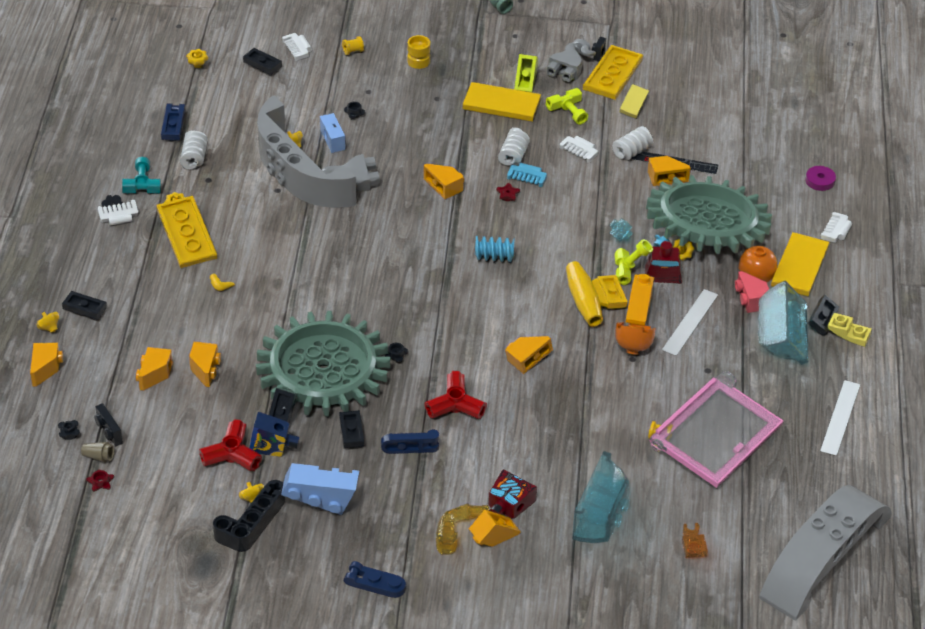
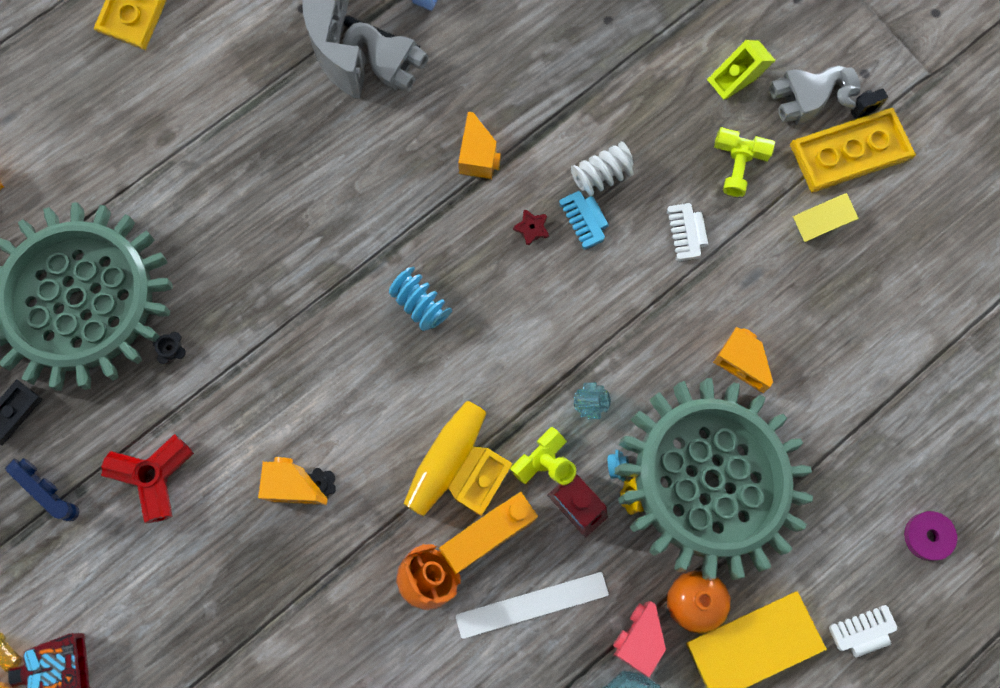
camera: 45 degrees right, 30 degrees up
(218, 285) = (102, 86): yellow animal -> none
(501, 101) = (672, 86): yellow tile -> none
(633, 143) = (750, 282): white piece -> none
(694, 165) = (777, 345): black sticker -> none

